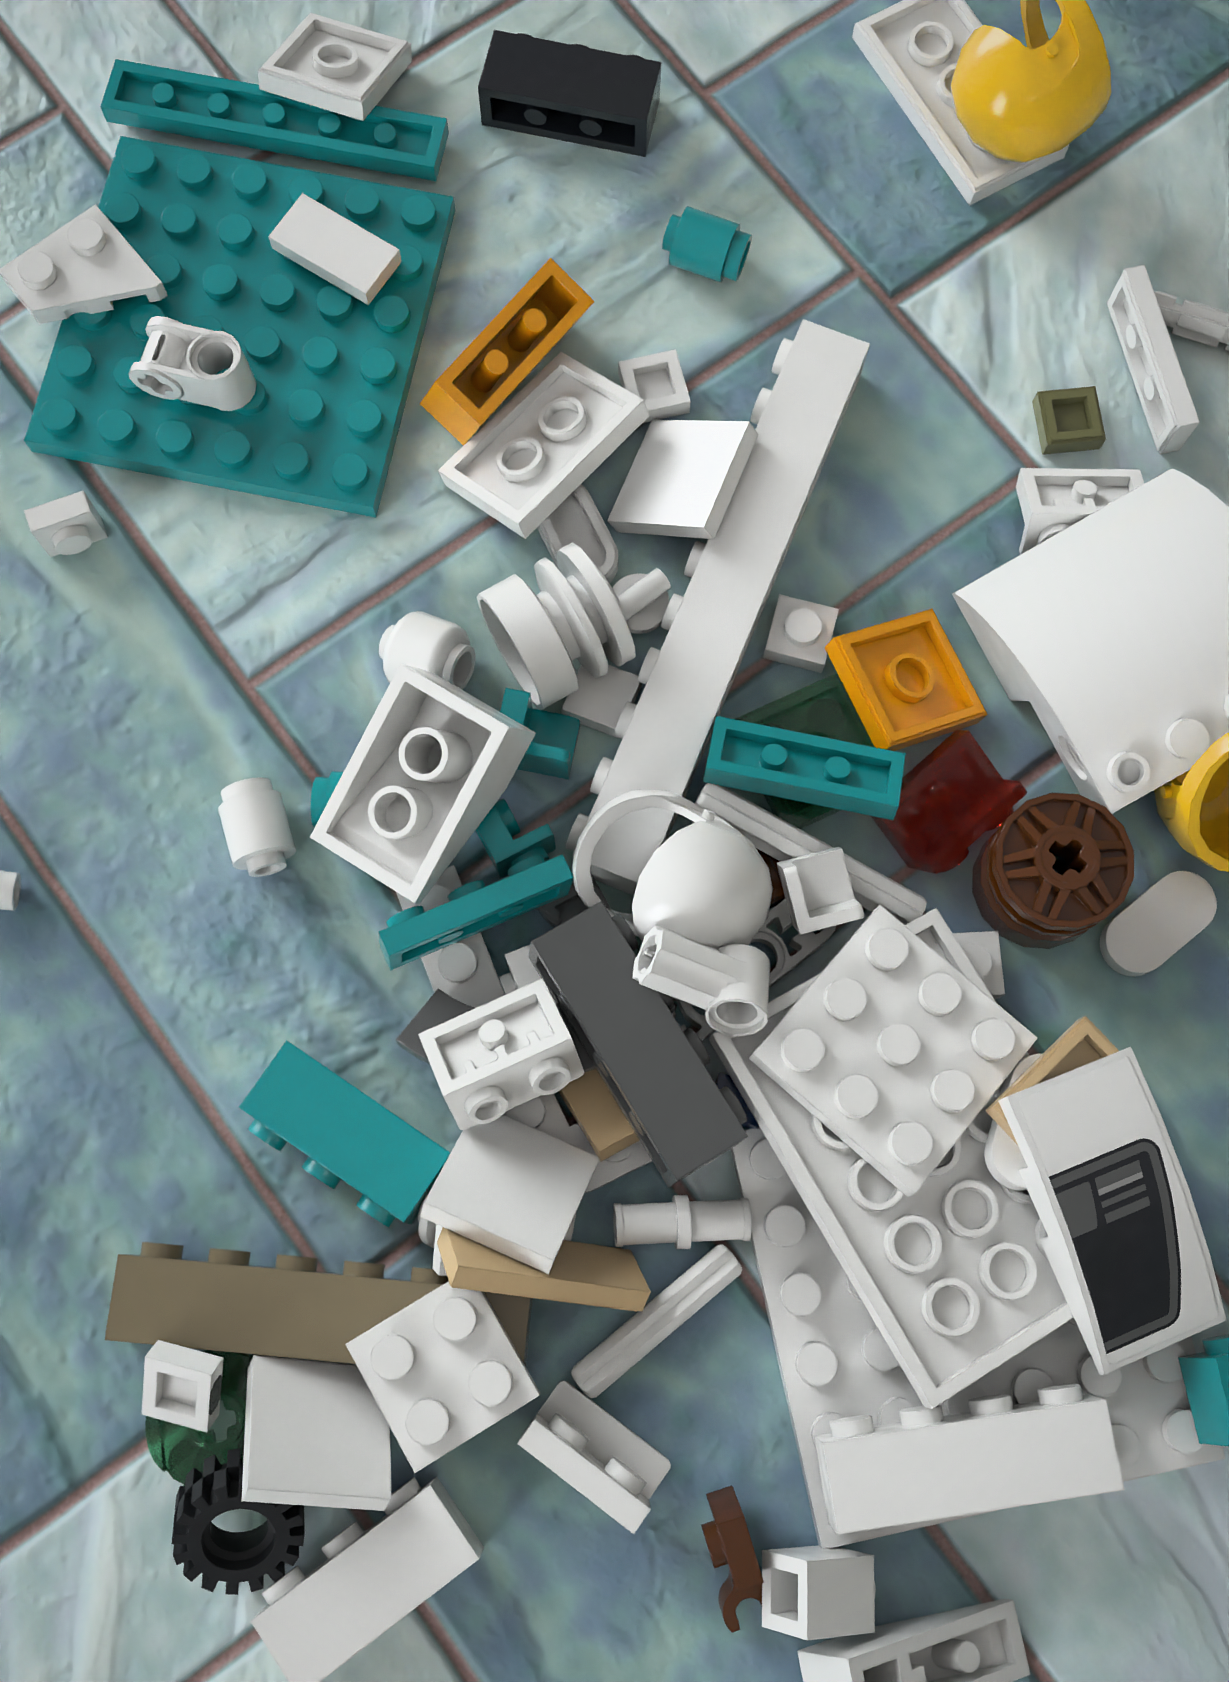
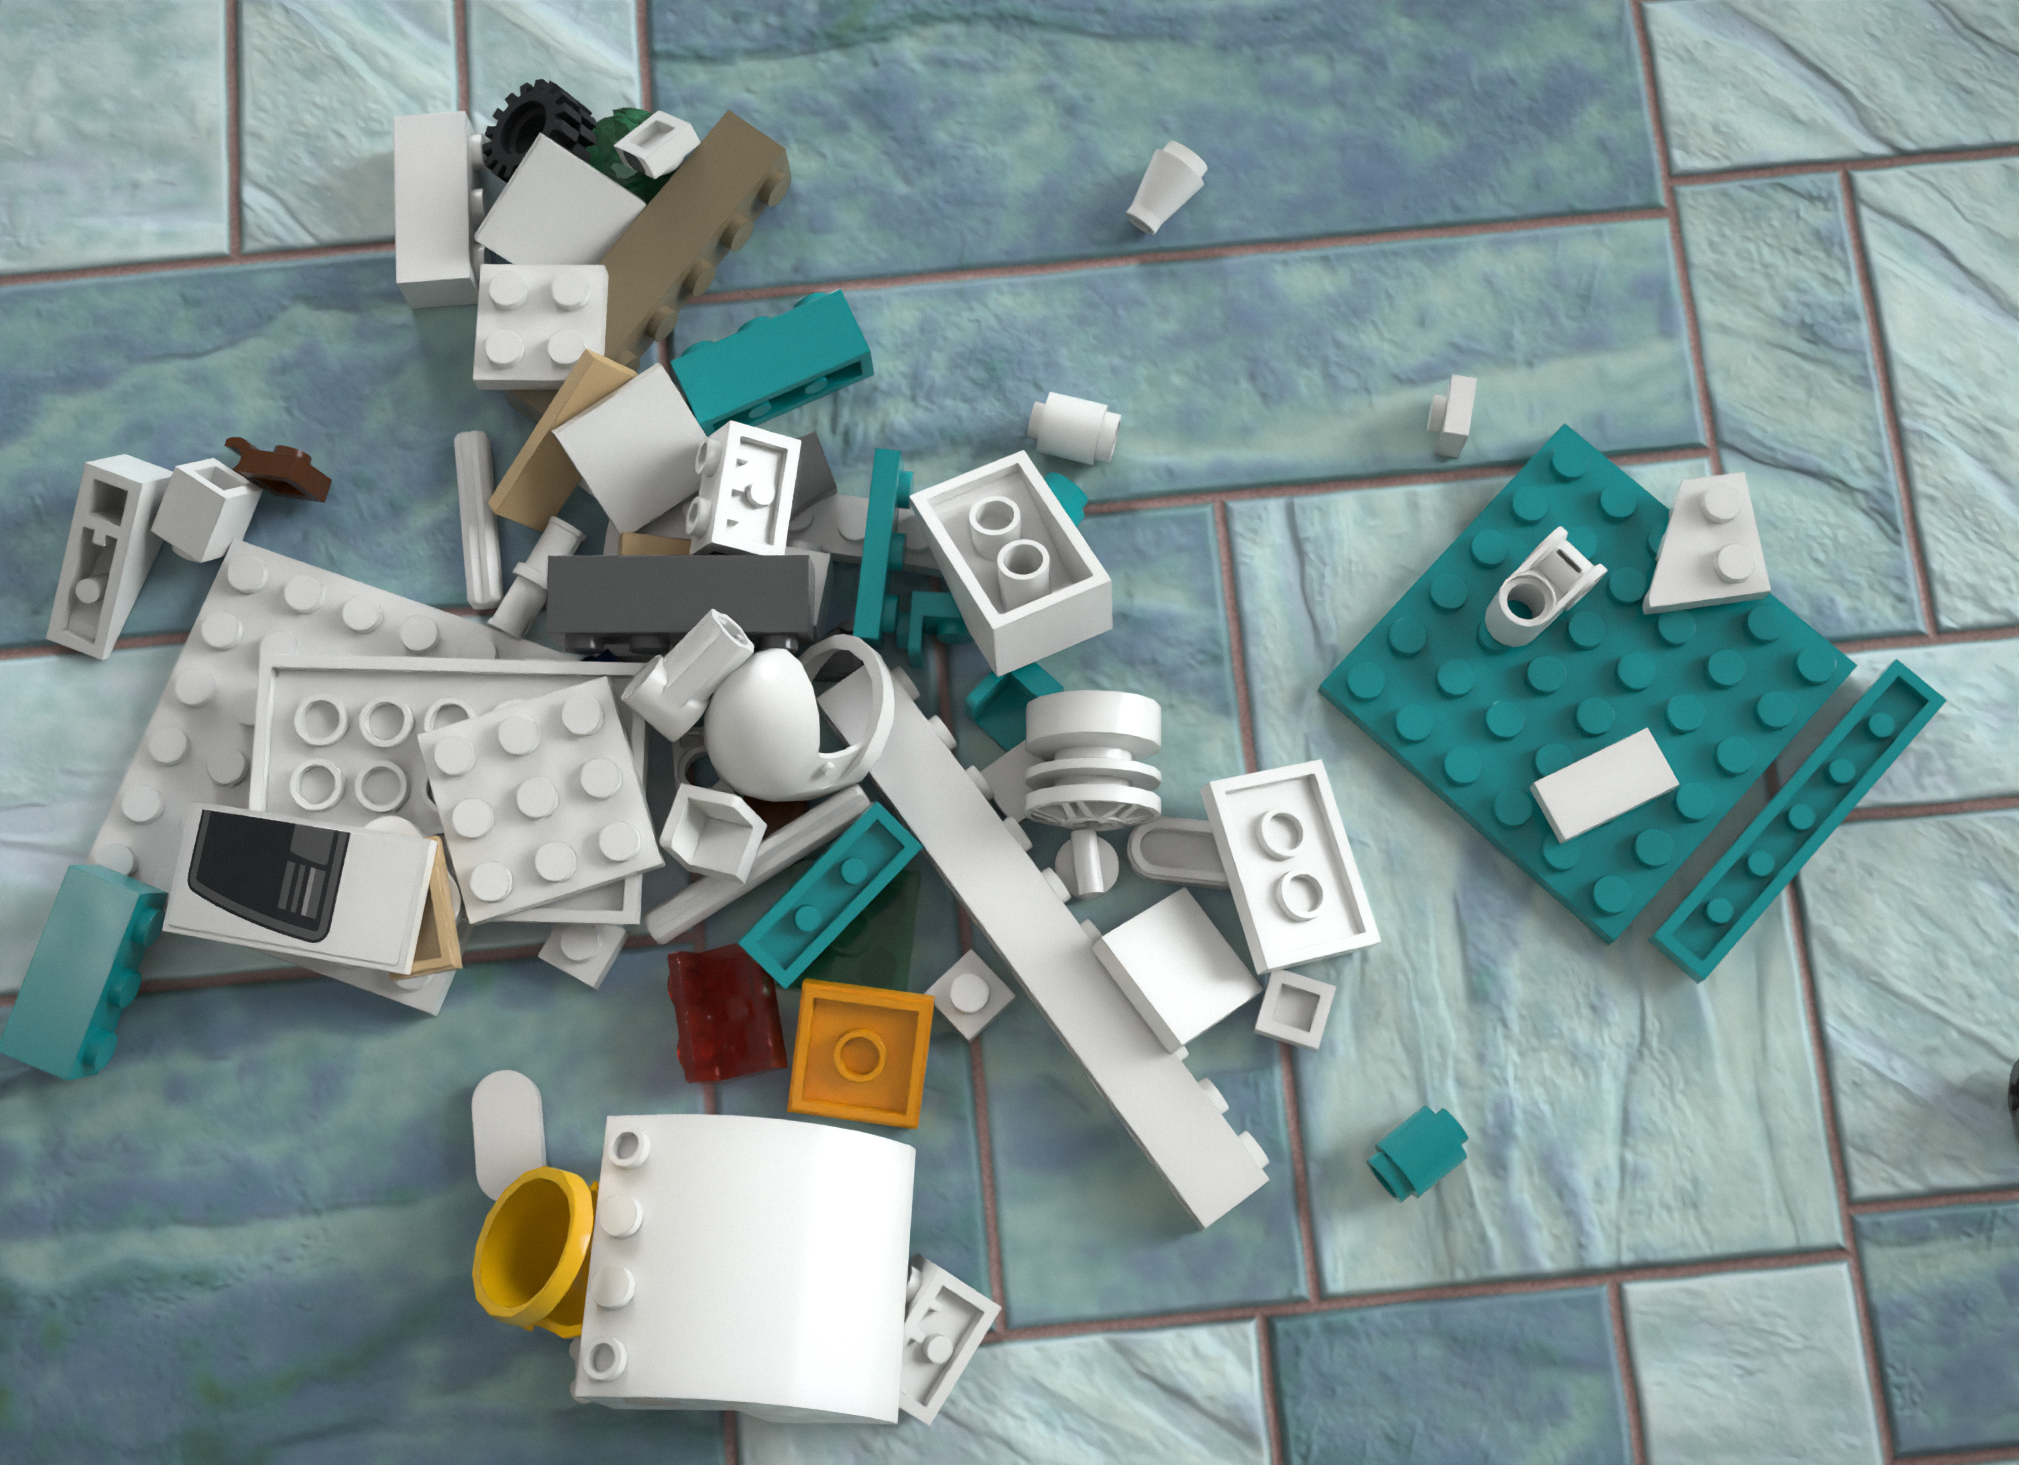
camera: 125 degrees right, 0 degrees up
(335, 66) = (1827, 907): white tile -> none
(428, 645) = (1144, 649): white head -> none
(506, 351) = (1400, 881): light orange brick -> none
(569, 92) = (1674, 1125): black brick -> none
(596, 1455) = (410, 408): white bracket -> none
(967, 1460) = (210, 666): white brick -> none
(1022, 891) = (638, 1069): reddish brown wheel -> none
(1068, 420) = (1027, 1400): olive tile -> none

